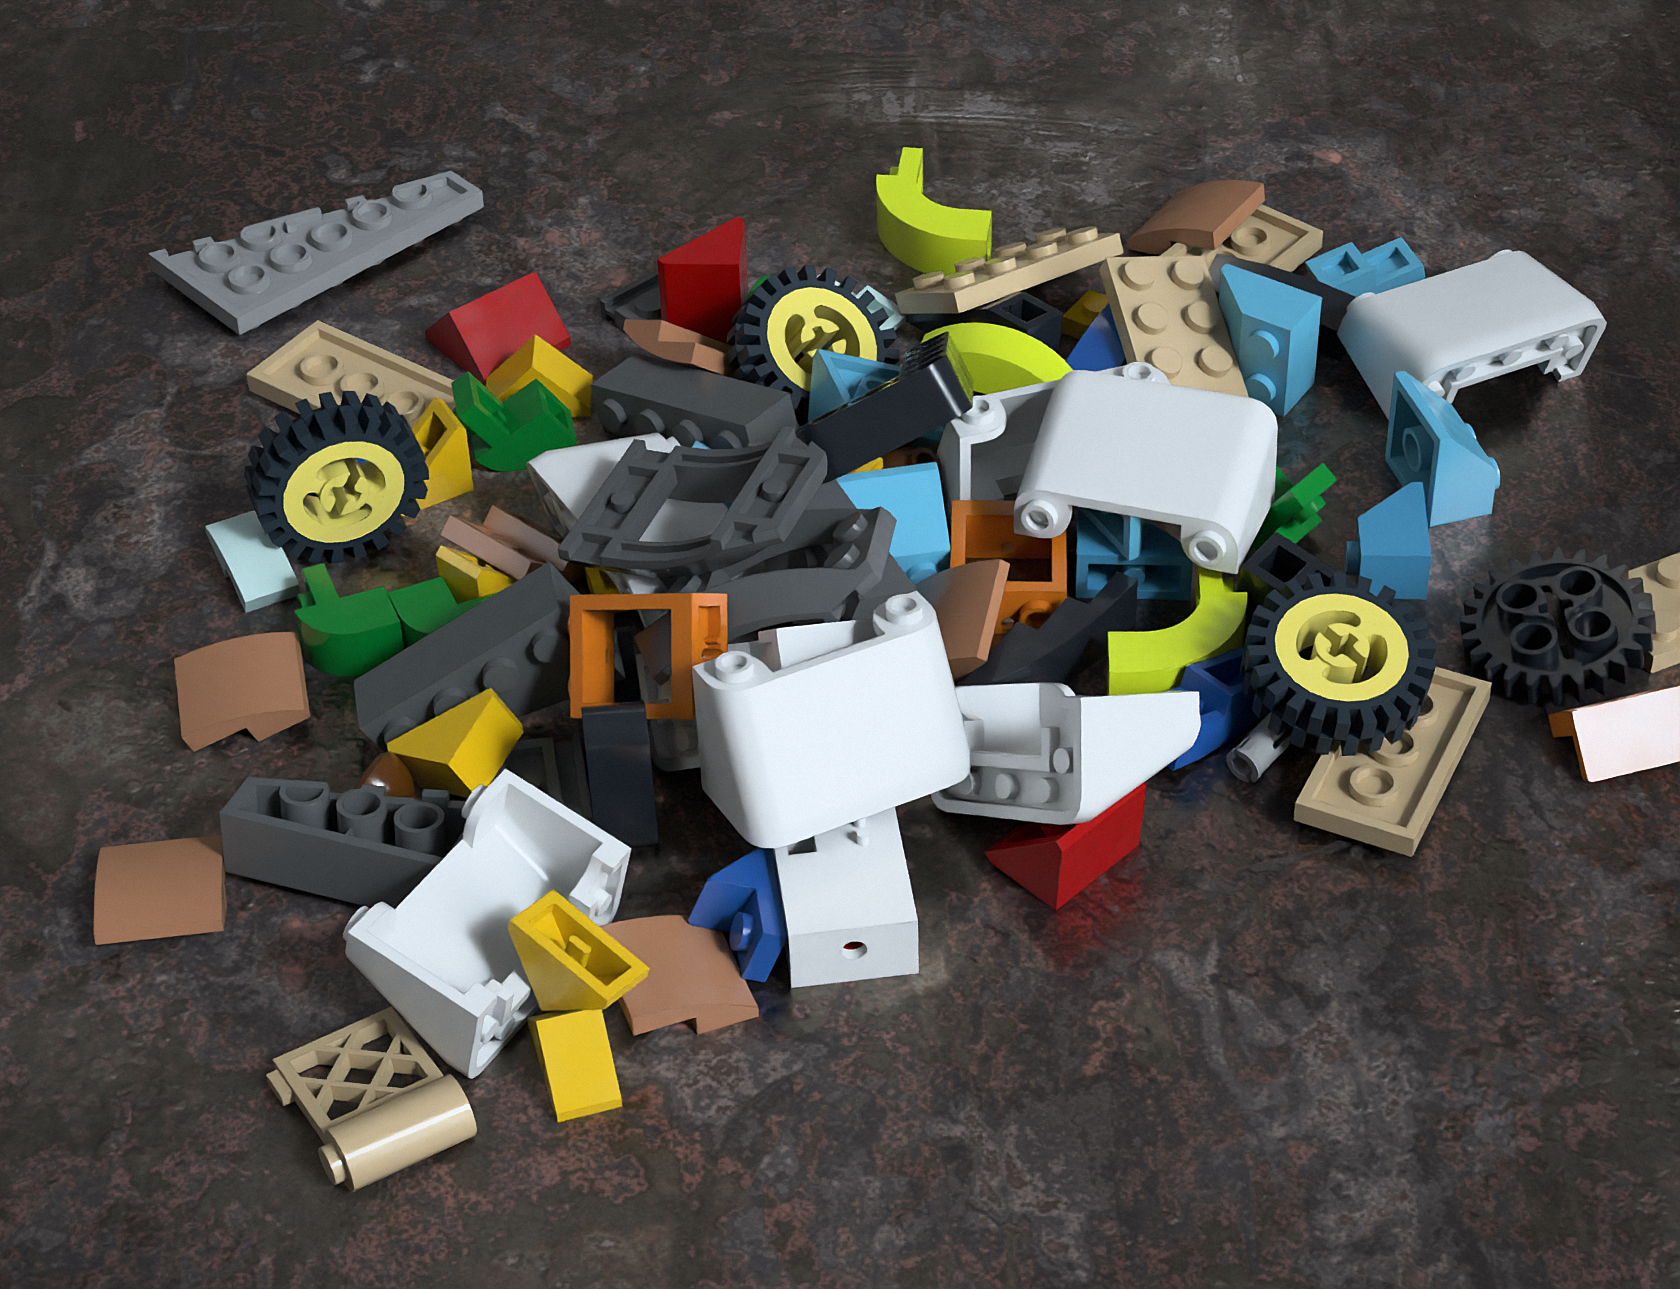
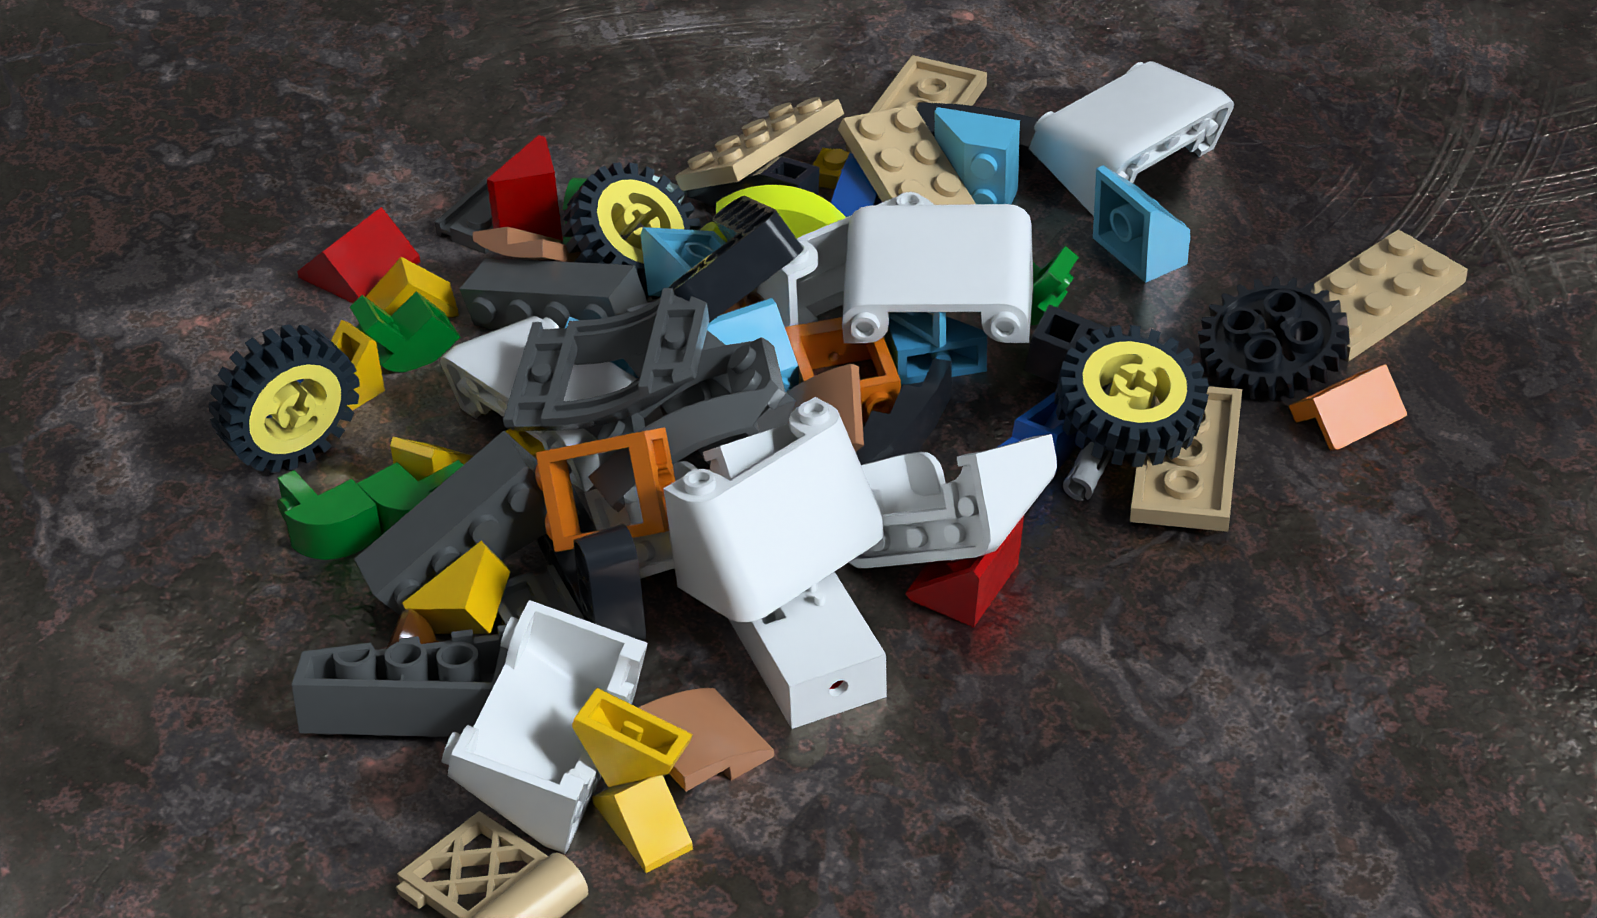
camera: 15 degrees left, 0 degrees up
(159, 890) = (251, 758): nougat slope -> none
(241, 685) = (255, 582): nougat slope -> none
(252, 561) = (226, 479): light aqua slope -> none
(308, 252) = (174, 227): light grey wing -> none
(335, 362) = (229, 314): tan plate -> none
(511, 543) = (444, 427): nougat slope -> none
(749, 906) = (744, 671): blue slope -> none
(922, 231) = (673, 123): neon yellow arch -> none
(1159, 658) = (990, 419): neon yellow arch -> none
(1199, 216) = (887, 76): nougat slope -> none
(1373, 271) = (1033, 97): medium azure slope -> none
(1393, 545) = (1131, 297): dark azure slope -> none

